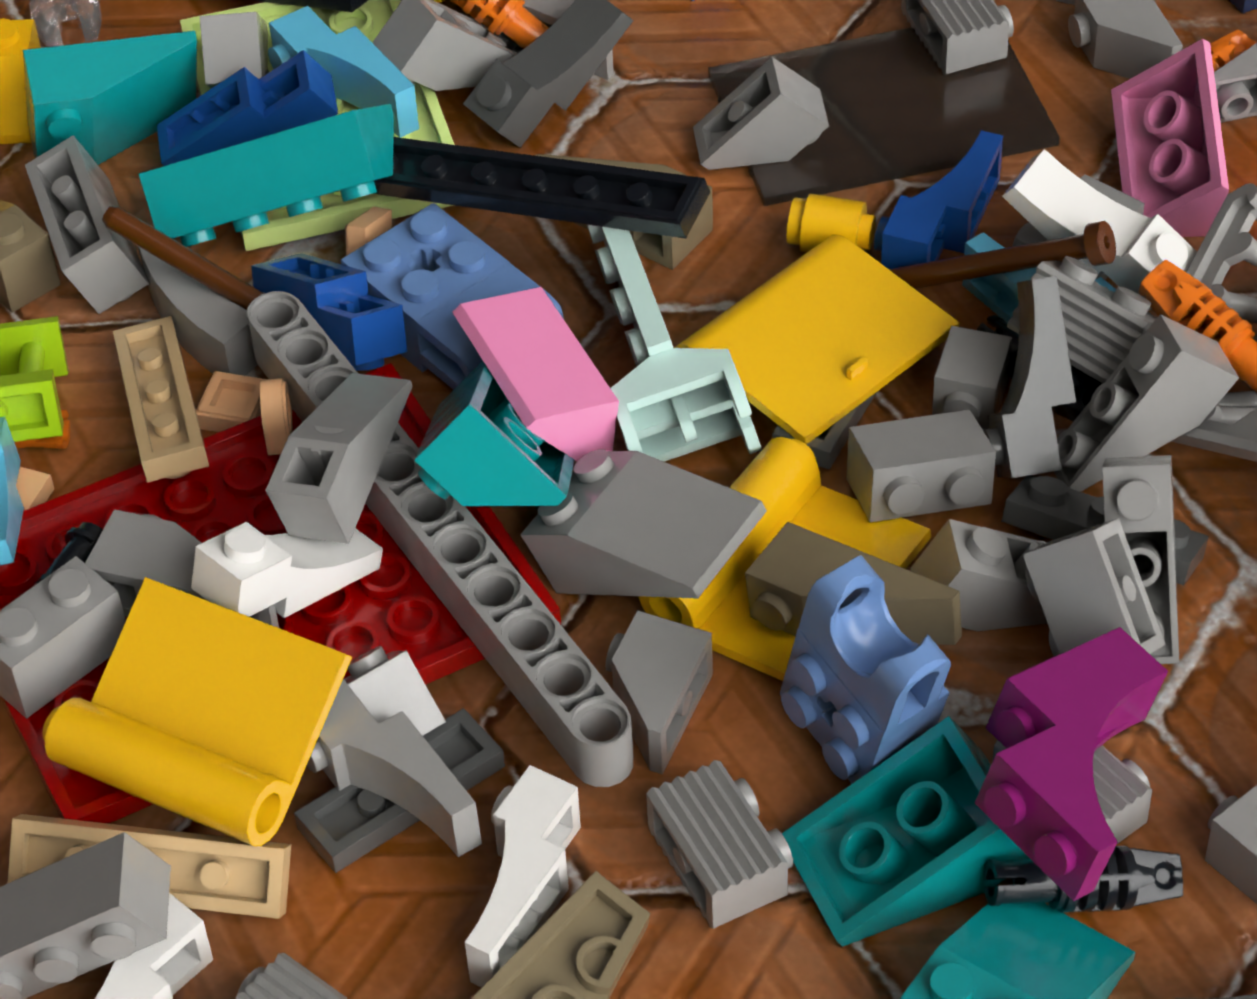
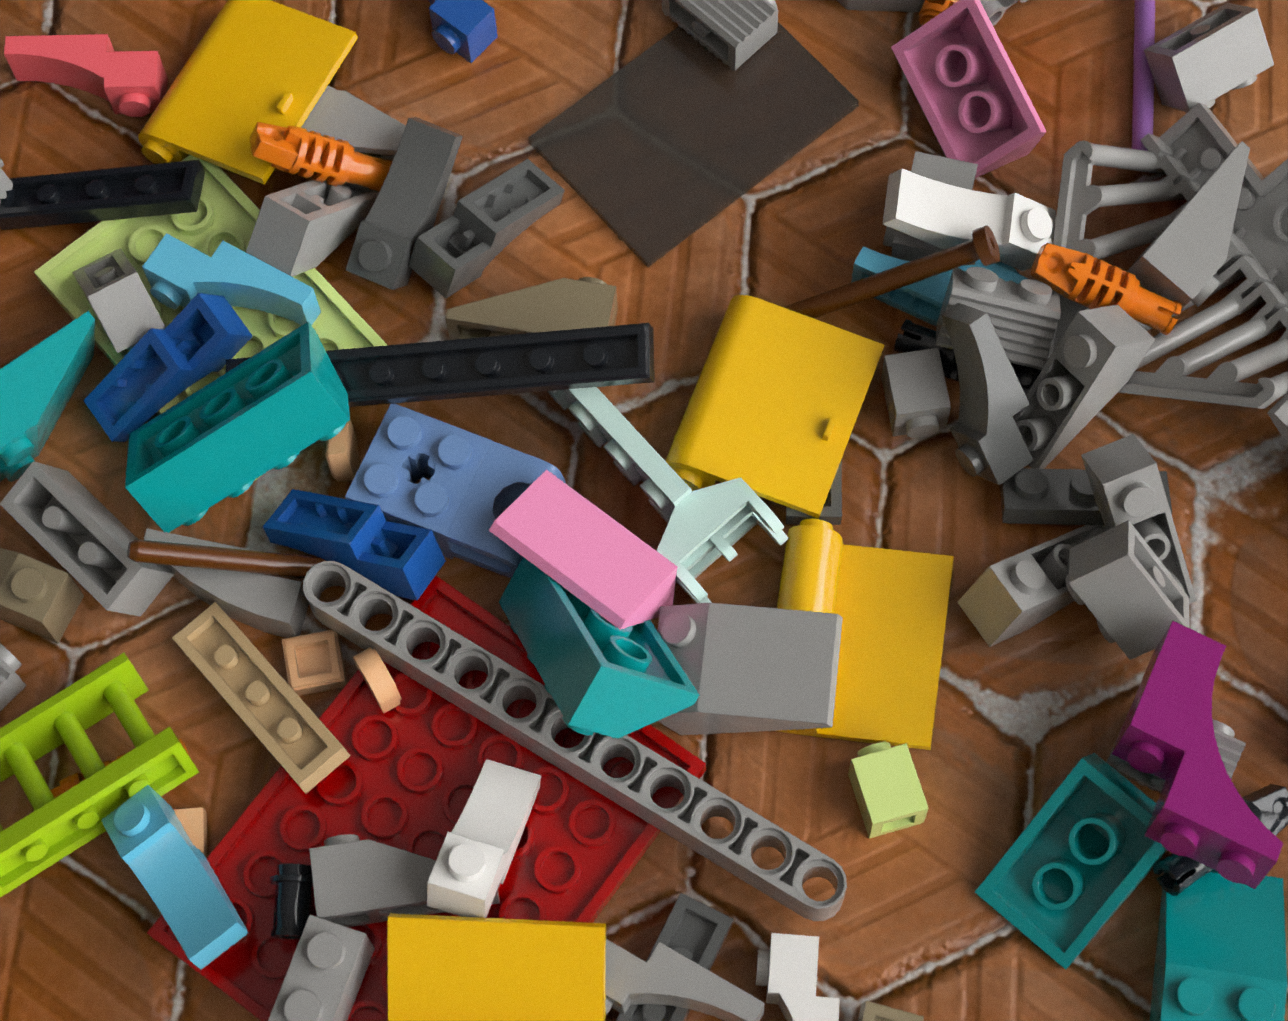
camera: 25 degrees left, 20 degrees up
(336, 457) = (481, 720): light grey slope -> none
(393, 685) = (630, 915): brick -> none
(614, 112) = (483, 226): none -> dark grey slope
(660, 678) = (817, 798): light grey slope -> none
(719, 843) = (941, 926): light grey brick -> none
(735, 702) = (887, 788): none -> yellowish green brick
(762, 120) = (615, 192): light grey slope -> none
(798, 558) = (921, 661): dark tan slope -> none
(822, 216) = (723, 275): yellow brick -> none
(858, 676) = (1004, 756): medium blue brick -> none
(920, 465) = (922, 502): light grey brick -> none
(945, 212) = (815, 231): blue slope -> none

